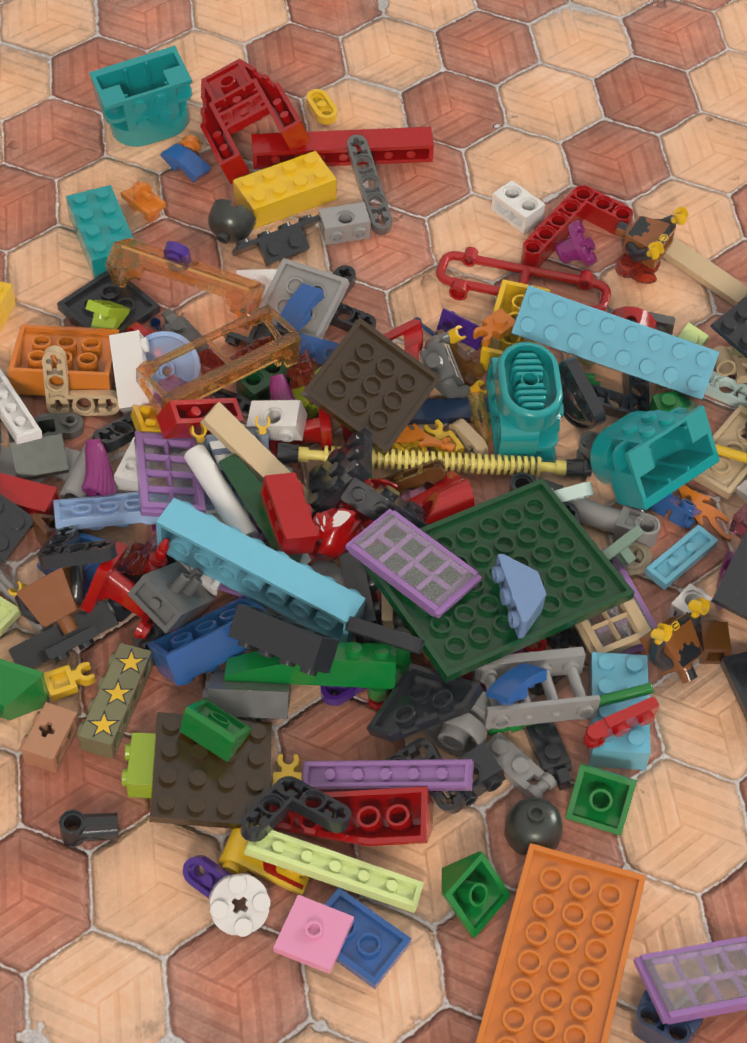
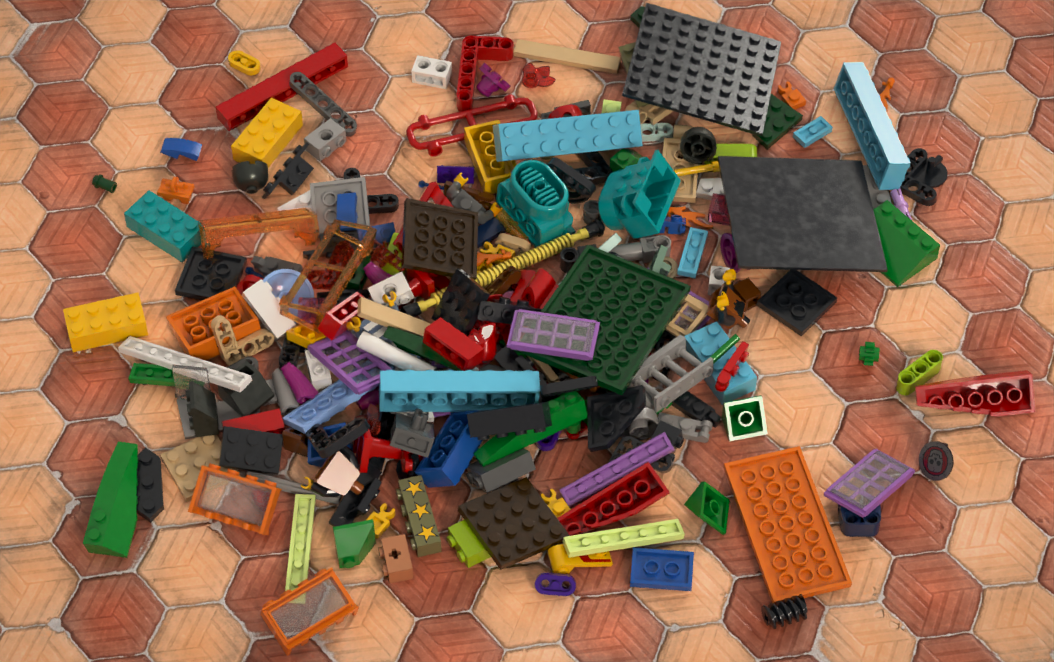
camera: 30 degrees left, 0 degrees up
(76, 156) = (101, 182): none -> dark green pin
(91, 827) = (462, 595): black piece -> none
(107, 314) = (219, 281): lime slope -> none
(144, 97) = (124, 115): teal brick -> none
(158, 559) = (386, 417): red bar -> none
(177, 252) = (245, 214): dark purple plate -> none
(191, 142) = (174, 132): orange plate -> none
(214, 728) = (502, 497): green slope -> none
(221, 905) = (576, 594): white plate -> none
(235, 100) = (191, 85): red wedge -> none
(288, 795) = (573, 514): black beam -> none
(313, 934) = (639, 579): bright pink plate -> none
(496, 325) = (484, 160): orange plate -> none
(515, 683) = (660, 374): blue slope -> none
(520, 592) = (629, 319): medium blue slope -> none
(533, 822) = (714, 453): pearl dark grey cylinder -> none
(650, 238) = (535, 52): torso -> none

